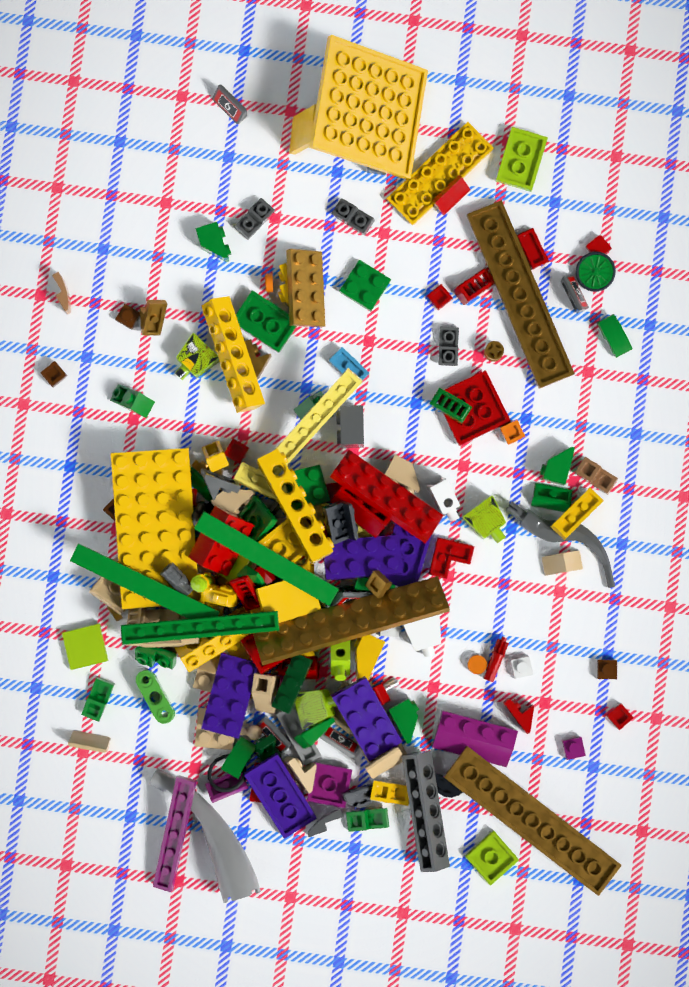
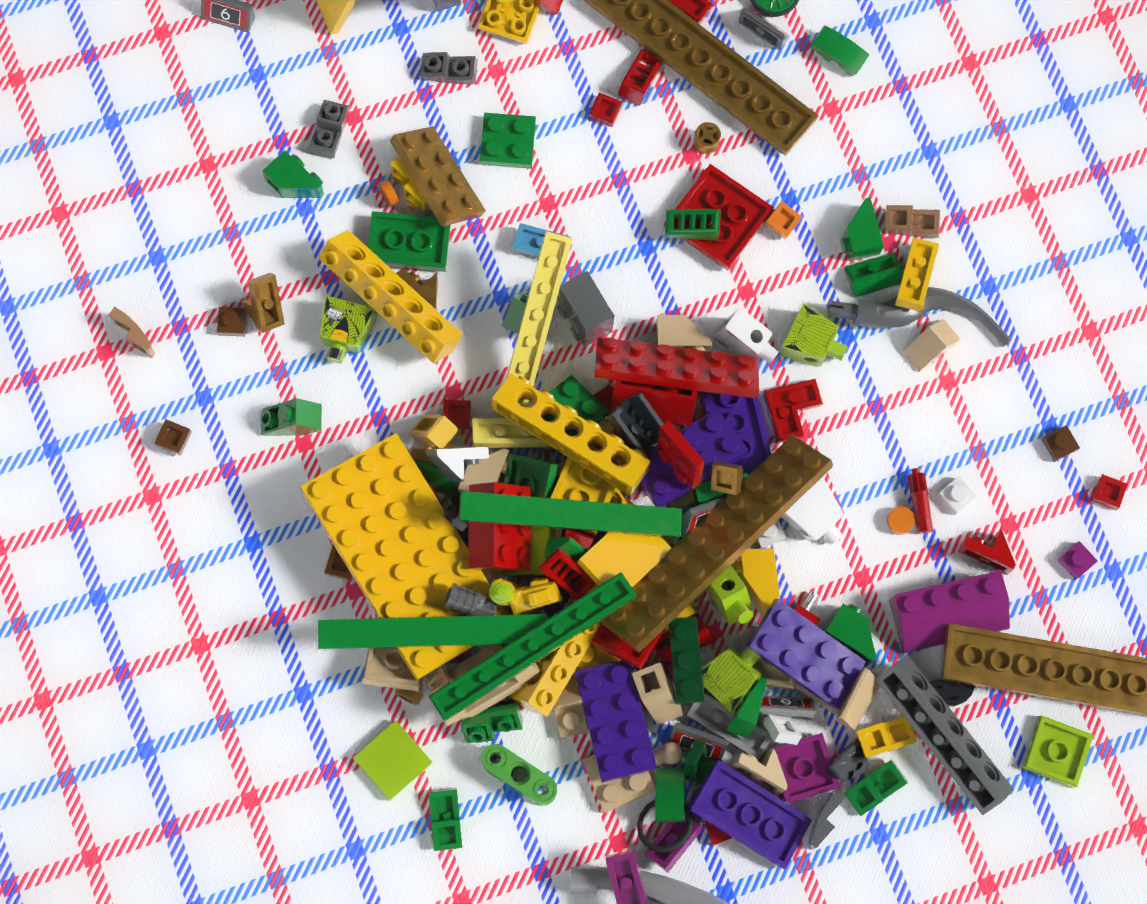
camera: 30 degrees left, 10 degrees down
(89, 741) = (463, 880): tan slope -> none
(328, 755) = (782, 729): none -> white plate
(352, 550) = (680, 455): none -> red plate
(448, 346) = (648, 160): dark grey slope -> none

